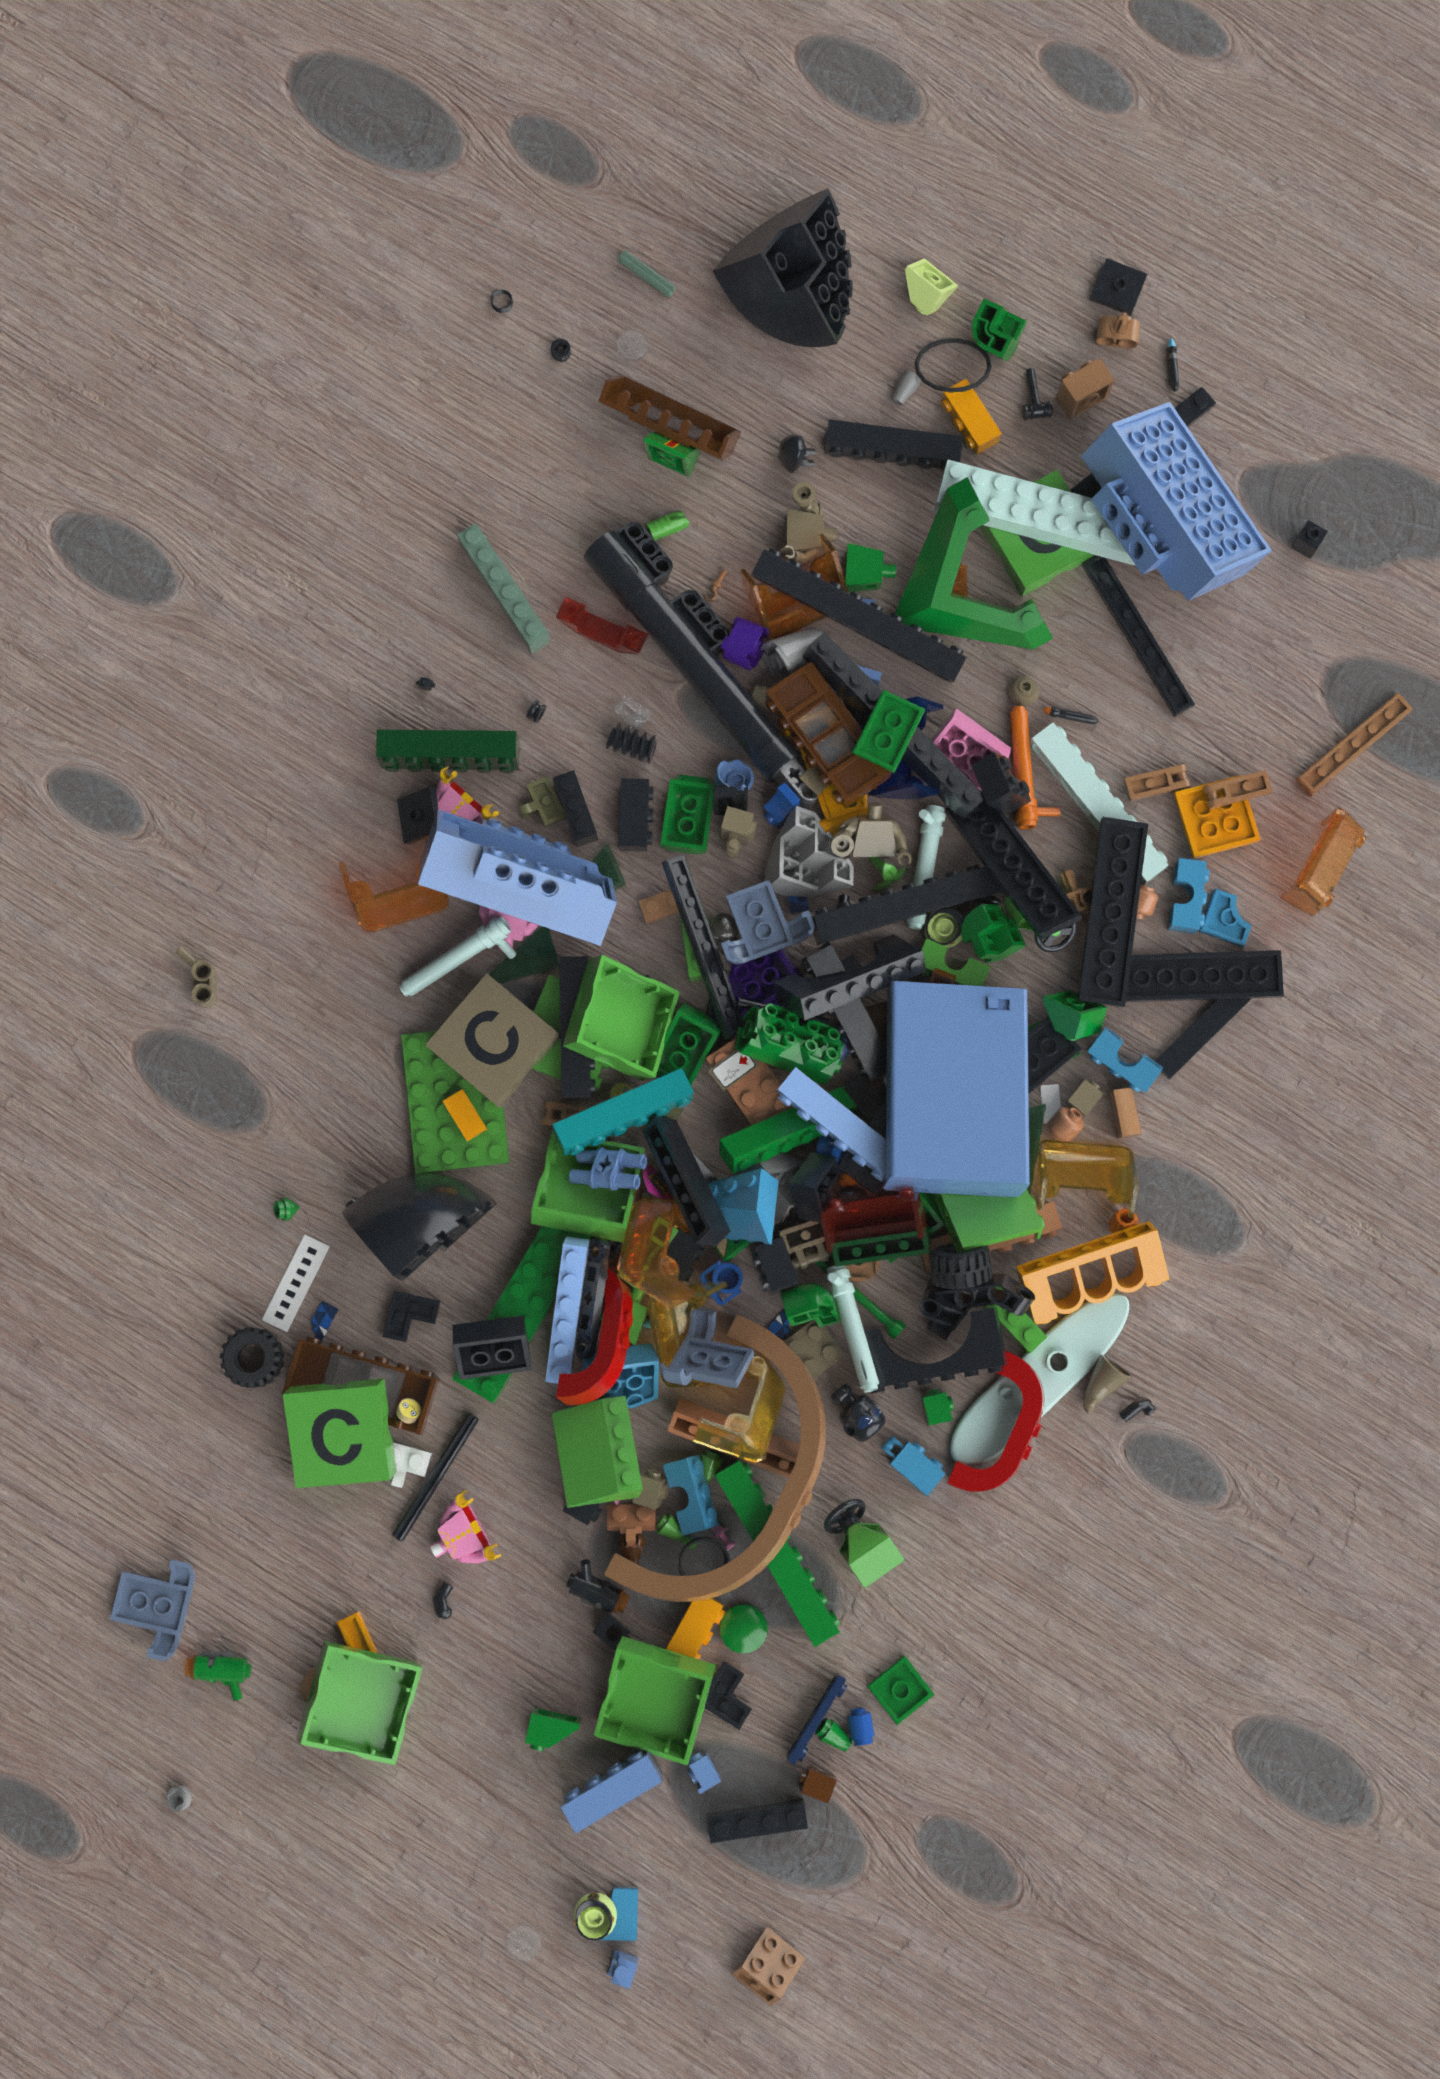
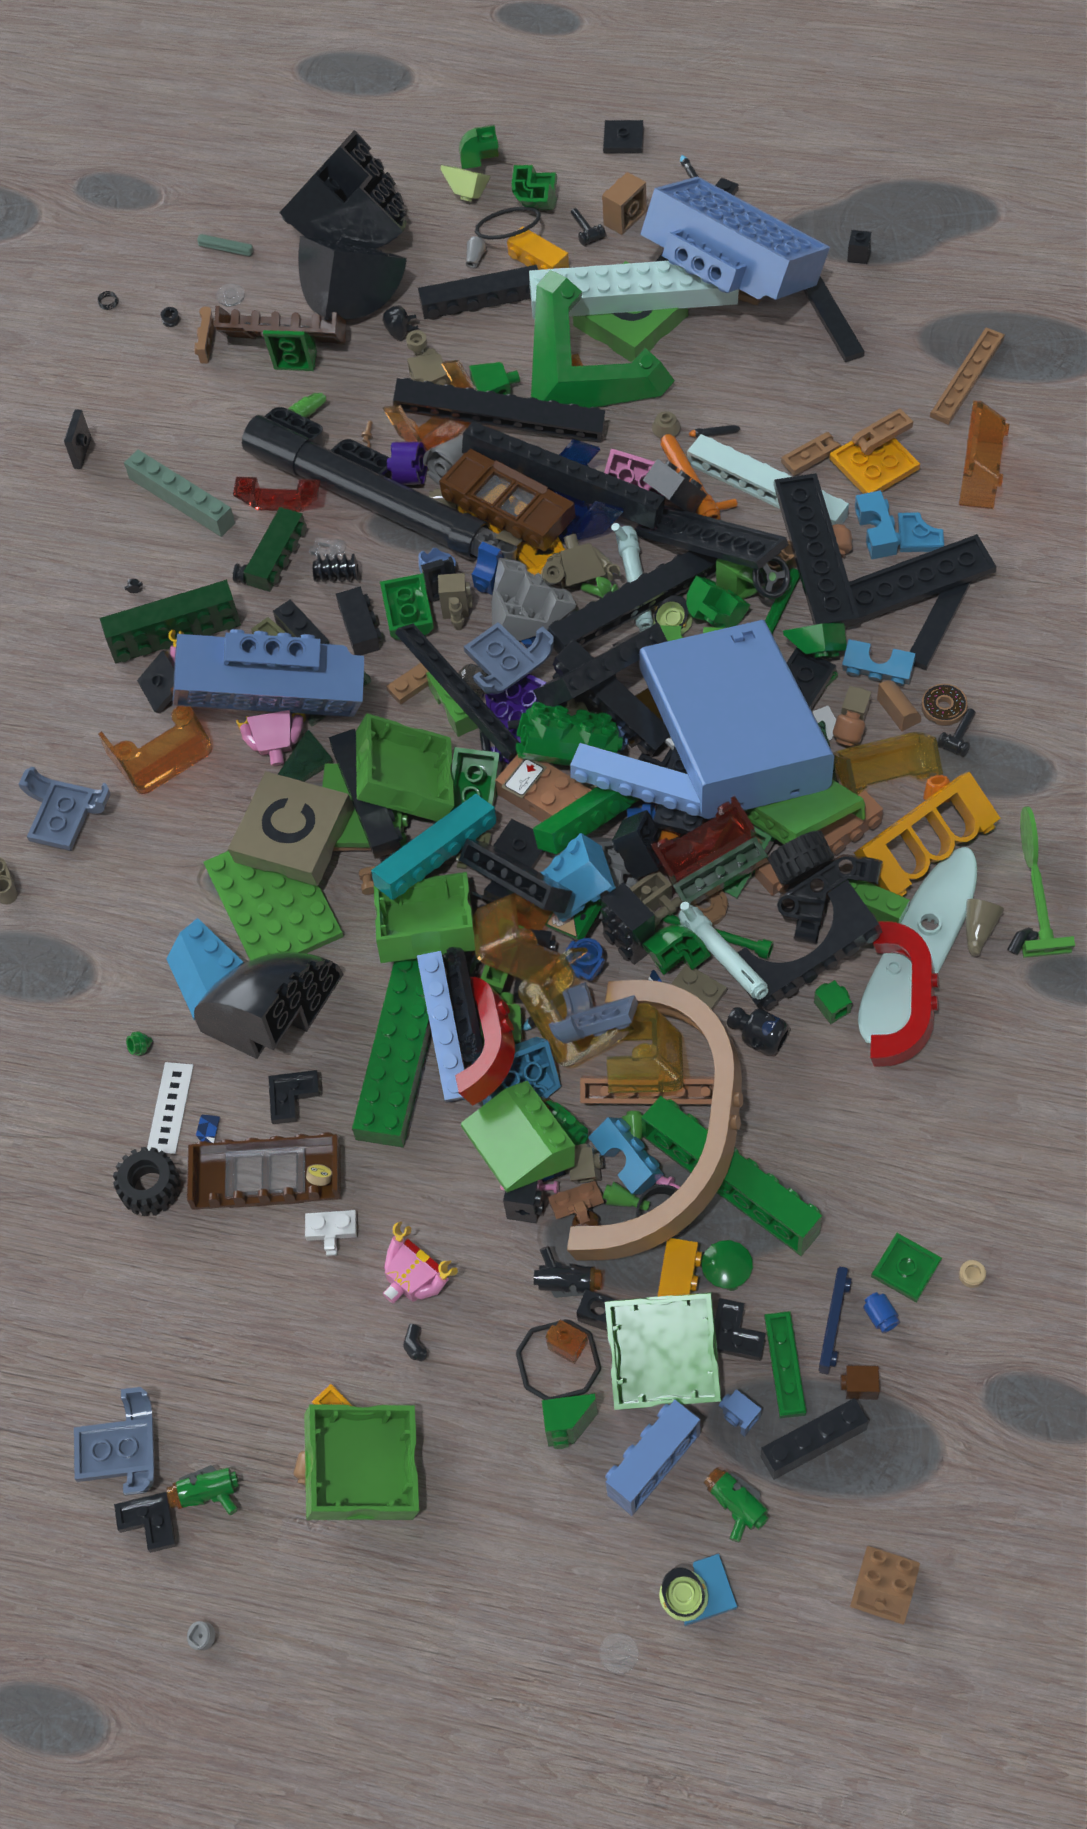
camera: 10 degrees left, 20 degrees down
(168, 1675) = (151, 1513): none -> black plate
(282, 924) = (62, 808): none -> sand blue piece
(339, 1433) = (256, 1212): bright green tile -> none
(367, 1151) = (199, 962): none -> dark azure wedge
(418, 483) = (77, 439): none -> black plate
(435, 1477) = (366, 1232): black axle -> none
(465, 1115) = (286, 903): light orange tile -> none
(484, 938) = (254, 749): light aqua cylinder -> none
(491, 1347) = (381, 1080): black slope -> none
(575, 1650) = (566, 1341): none -> clear orange brick
(579, 695) = (275, 549): none -> dark green brick
(589, 391) = (205, 335): none -> medium nougat plate
(597, 1668) = (569, 1394): none -> black piece
(608, 1169) = (438, 895): medium blue pin -> none
(622, 1968) = (733, 1639): medium blue brick -> none
(645, 1440) = (574, 1129): none -> green piece
(673, 1850) = (739, 1499): none -> green piece
(704, 1129) = (519, 843): none -> black plate
(759, 377) = (347, 277): none -> black brick
(759, 1740) = (785, 1365): none -> green tile
(833, 1735) = (856, 1330): green cone -> none
(865, 1545) = (814, 1137): bright green piece -> none
(888, 731) = (558, 470): green tile -> none
(914, 1465) = (831, 1058): dark azure brick -> none
(953, 246) = (477, 145): none -> green brick
(955, 1717) = (972, 1274): none -> tan tile
(1048, 959) = (780, 603): none -> green axle
(1118, 331) = (637, 161): medium nougat beam -> none
(1138, 635) = (747, 358): black tile -> none
(1161, 1174) = (954, 742): none -> black piece
(1182, 1120) = (944, 693): none -> tile
(1183, 1325) = (1047, 944): none -> bright green piece
(1246, 626) = (834, 321): none -> black tile

